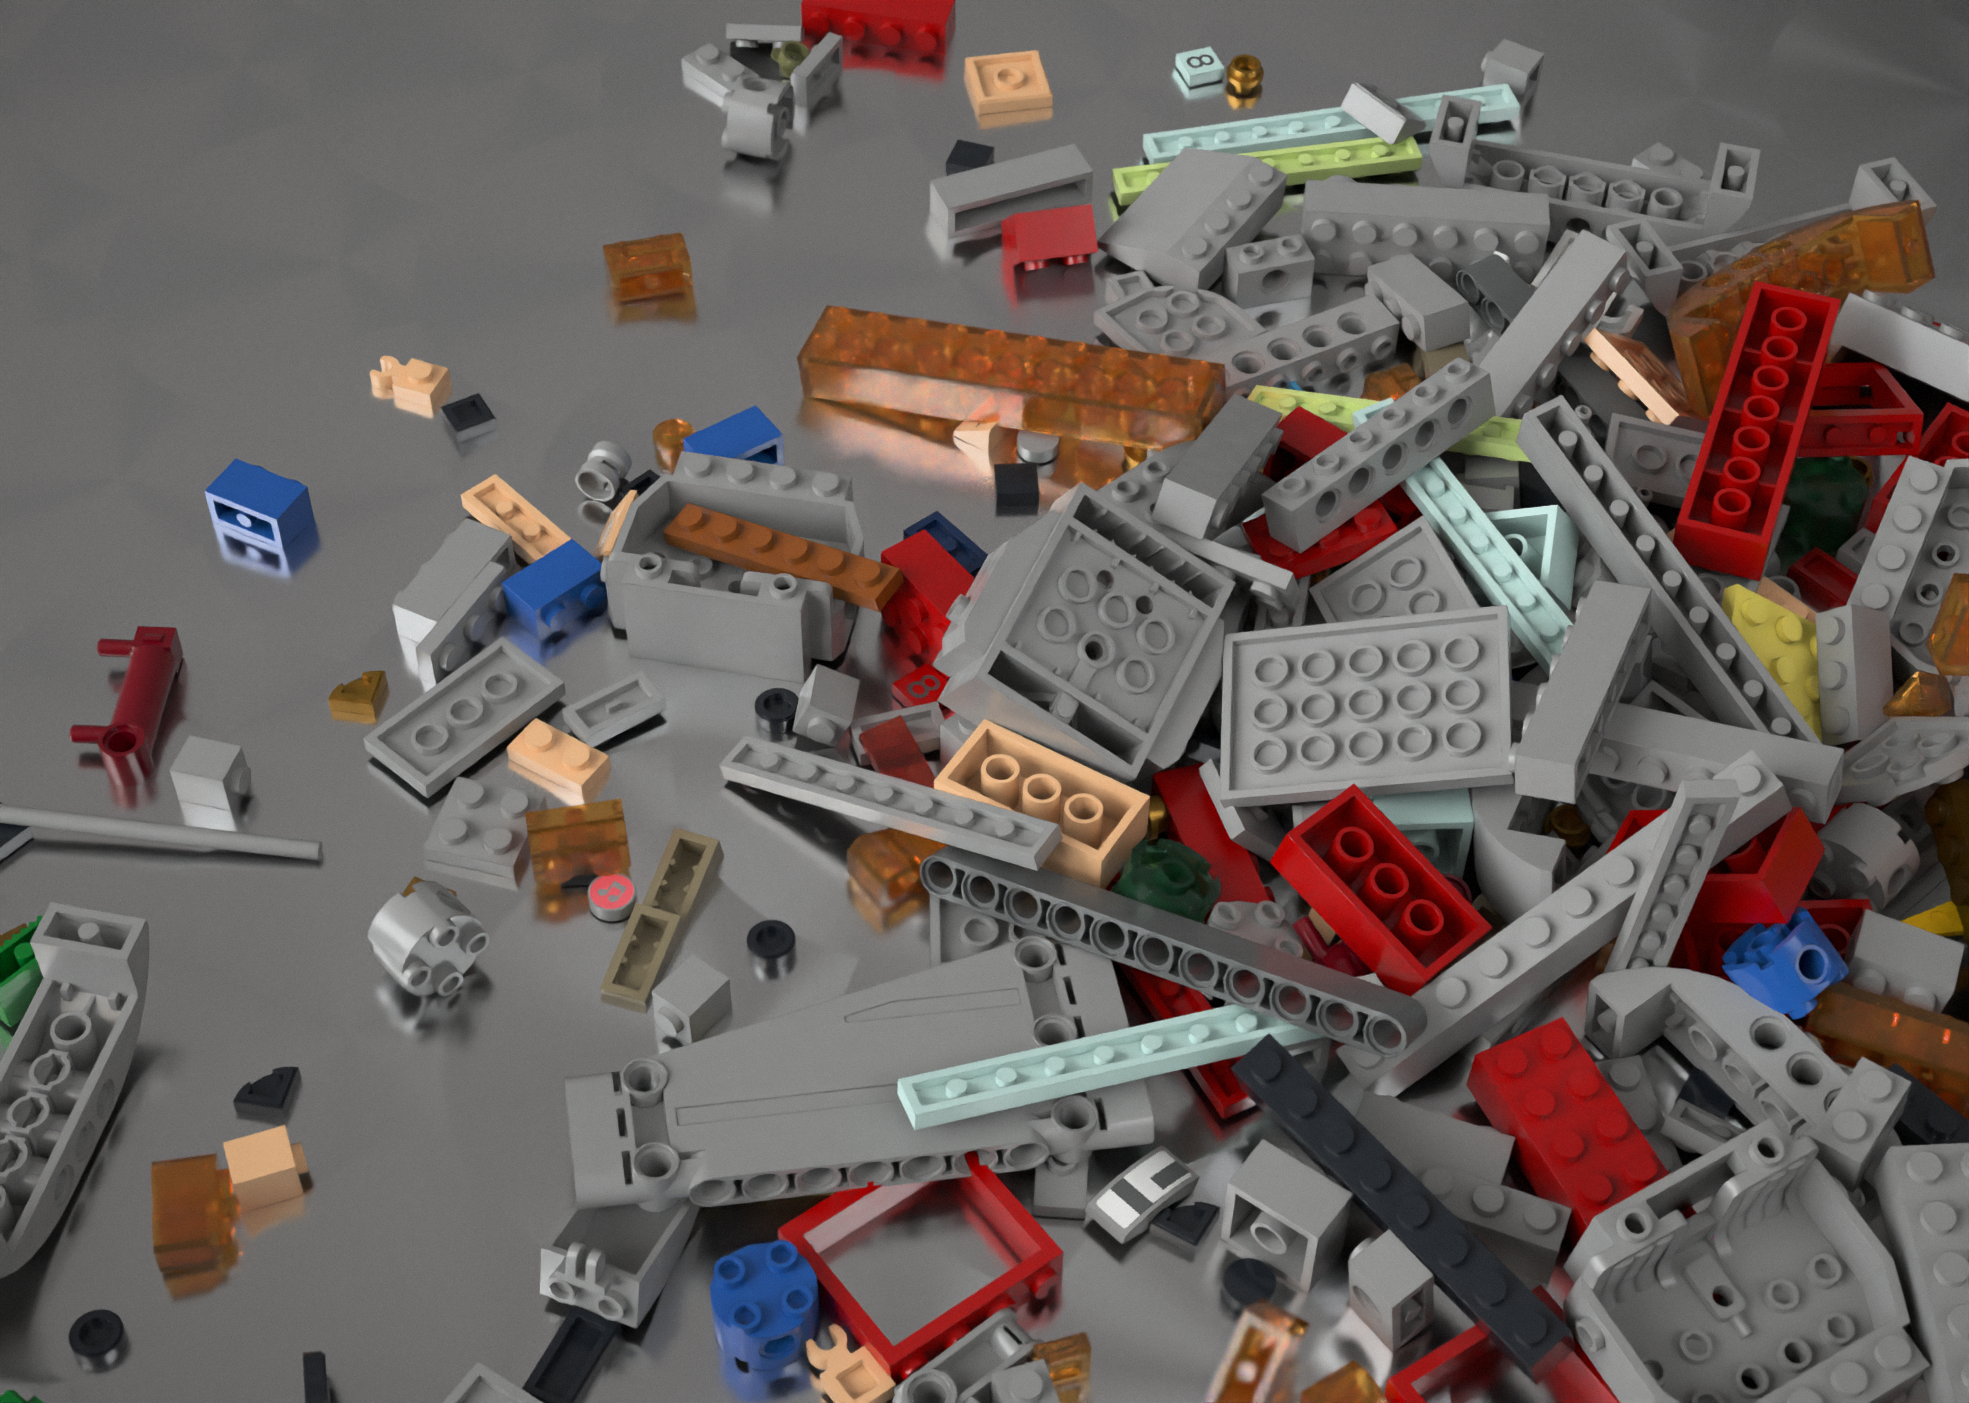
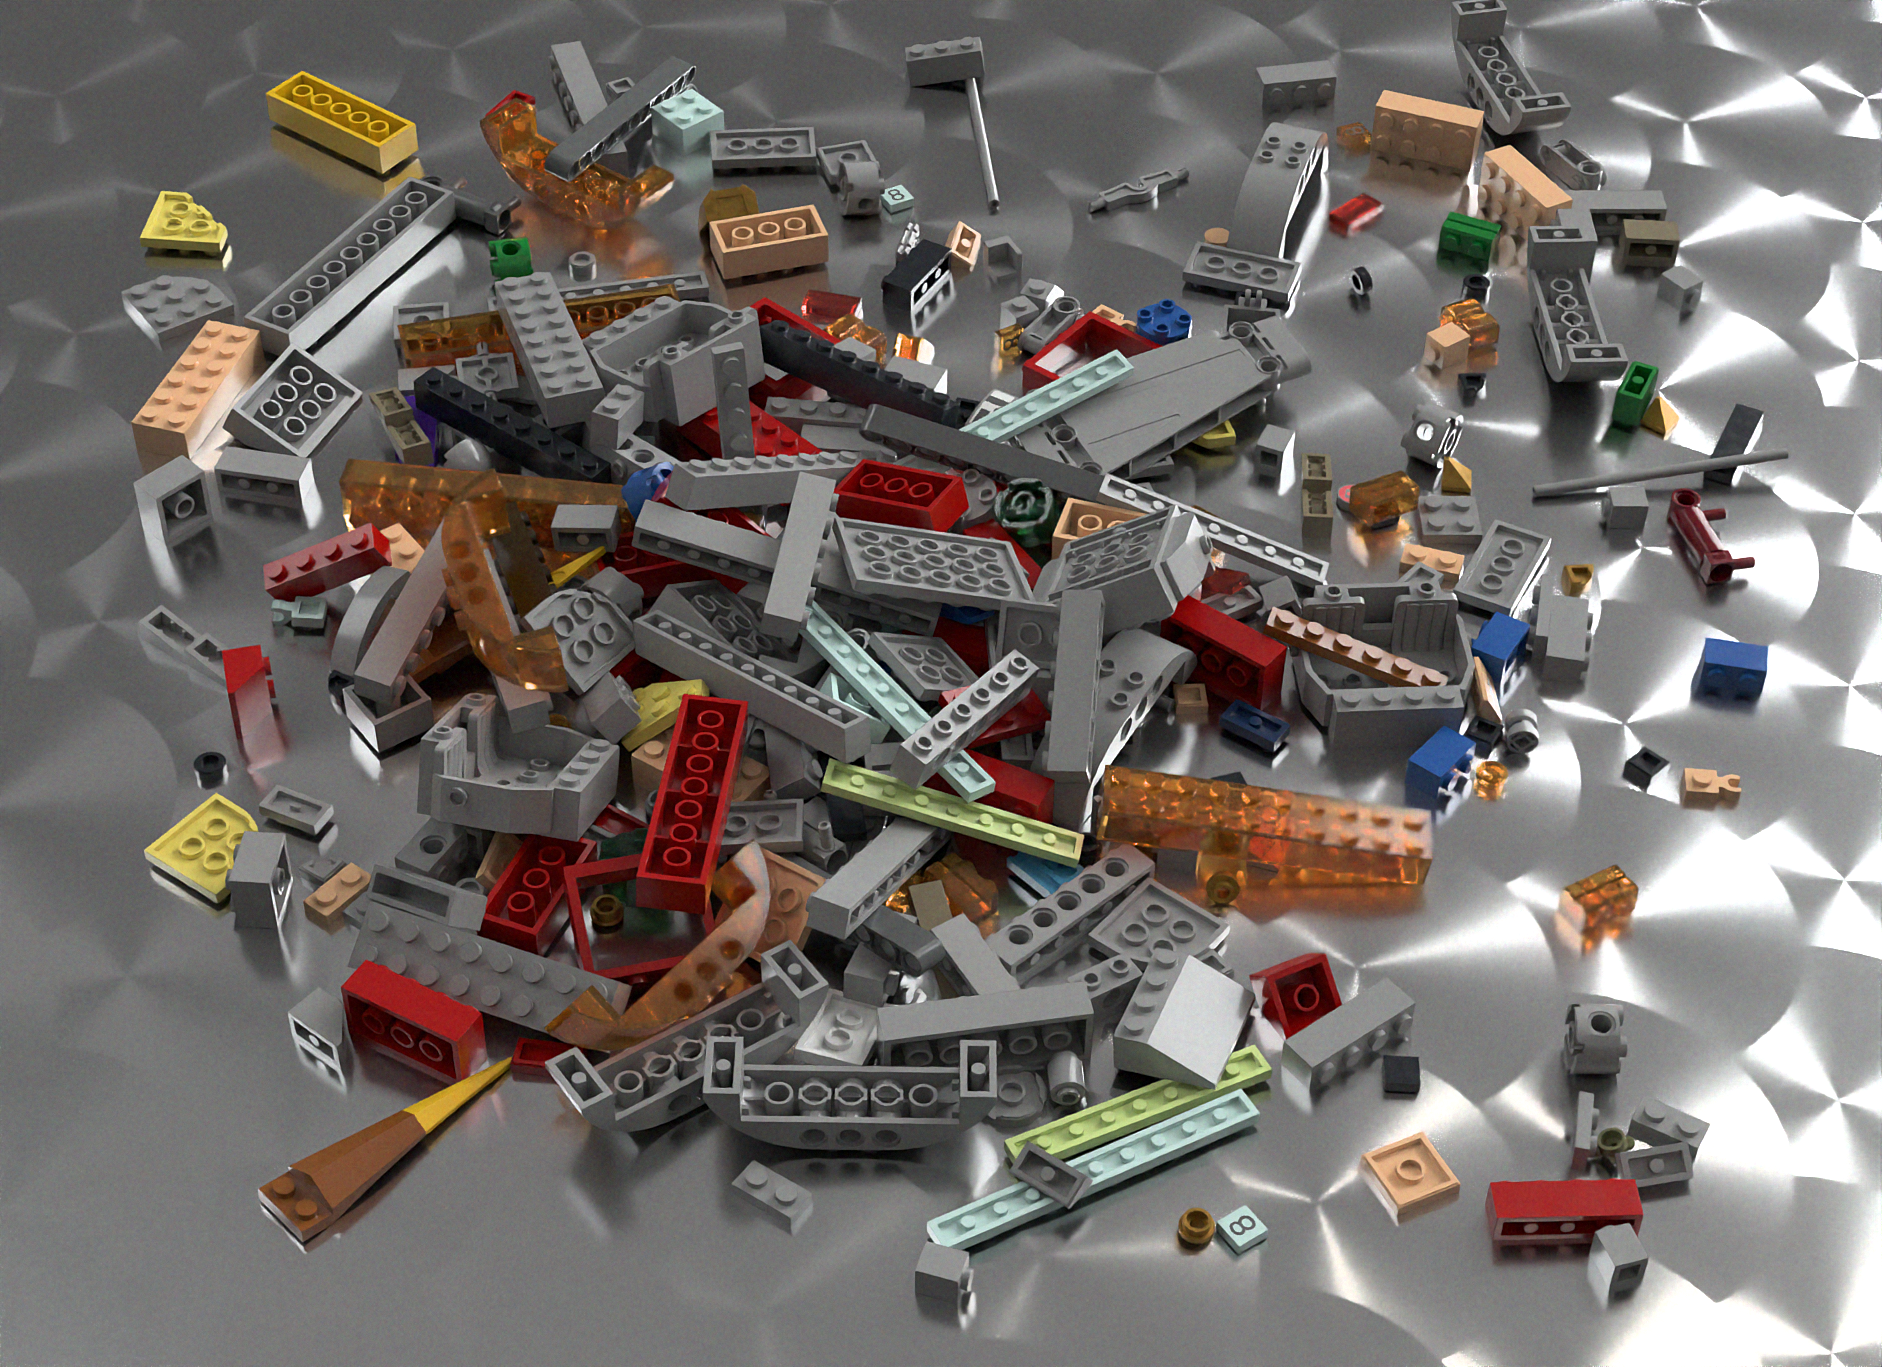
camera: 165 degrees right, 5 degrees down
(504, 509) = (1554, 688): light nougat plate -> none
(771, 944) = (1247, 492): black tile -> none
(1920, 696) = (573, 698): clear orange slope -> none

